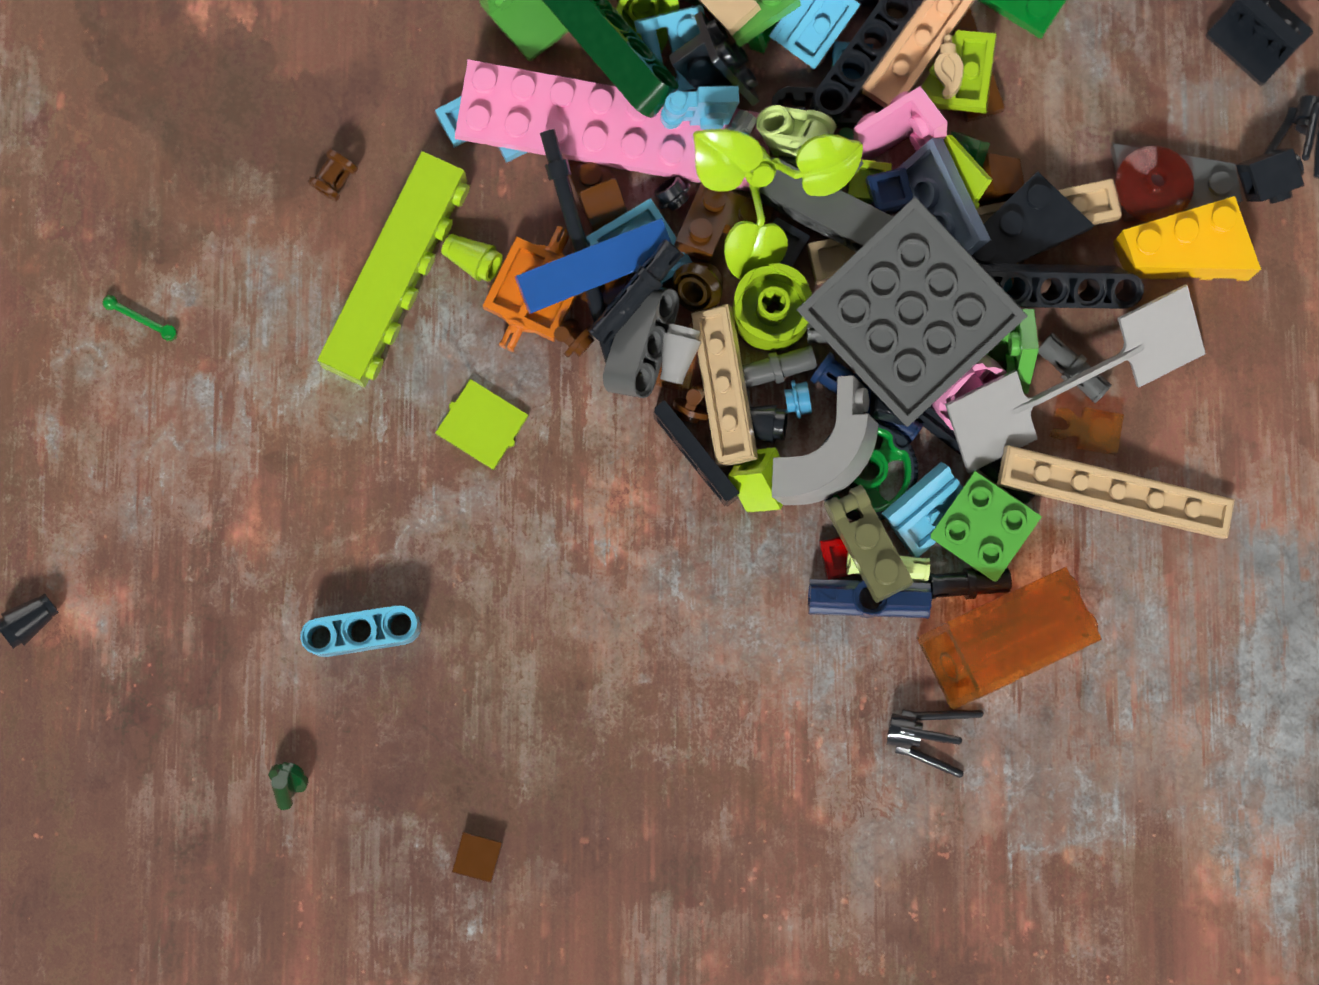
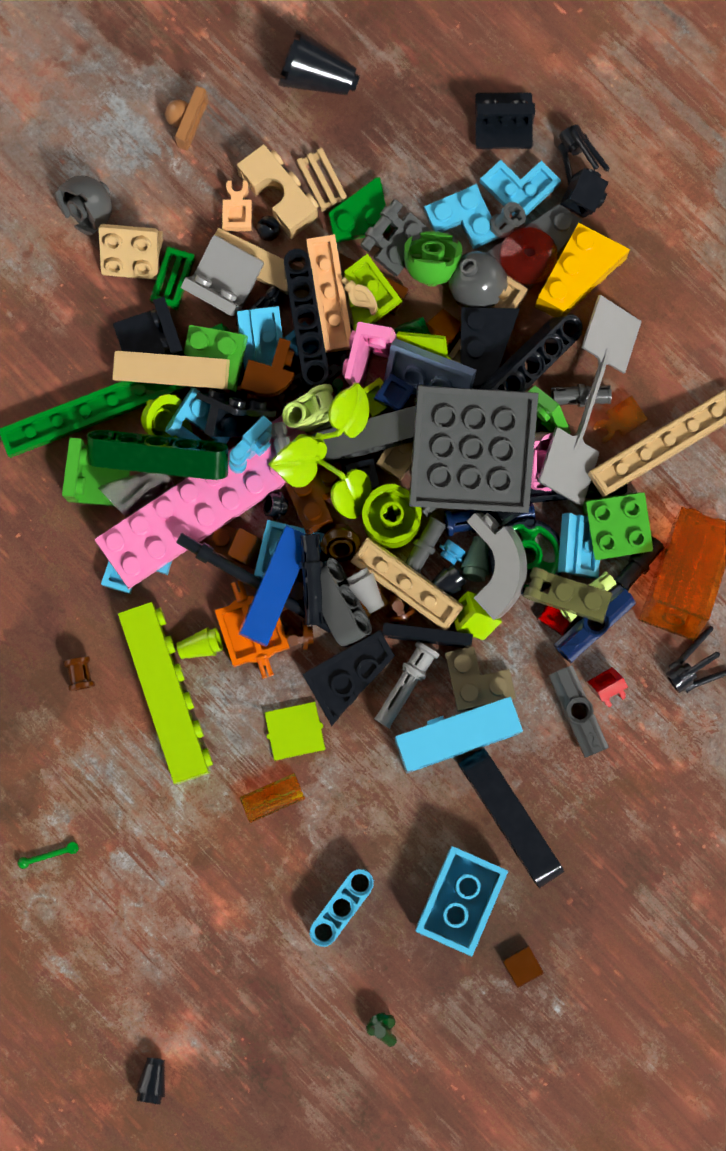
camera: 40 degrees left, 0 degrees up
(397, 465) = (272, 798): none -> clear orange plate
(477, 734) = (461, 901): none -> medium azure brick
(552, 52) = (136, 491): none -> clear smoke wing
(583, 417) = (345, 675): none -> black wing
(605, 705) = (511, 817): none -> black beam
(628, 573) = (458, 734): none -> medium azure brick
(647, 477) = (413, 672): none -> light grey pin
(690, 545) = (470, 687): none -> dark tan plate
(761, 691) = (571, 692): none -> dark grey piece
(783, 66) = (270, 380): none -> reddish brown brick
(811, 430) = (476, 563): none -> sand green cone
(823, 669) = (607, 685): none -> red tile
(1041, 58) = (392, 250): none -> dark grey plate
(1056, 98) = (432, 257): none -> bright green cylinder
(1080, 159) = (478, 280): none -> dark grey cylinder
(1137, 85) = (463, 208): none -> medium azure plate
(1172, 120) = (515, 221): none -> dark grey bush
(1205, 120) = (527, 192): none -> medium azure plate

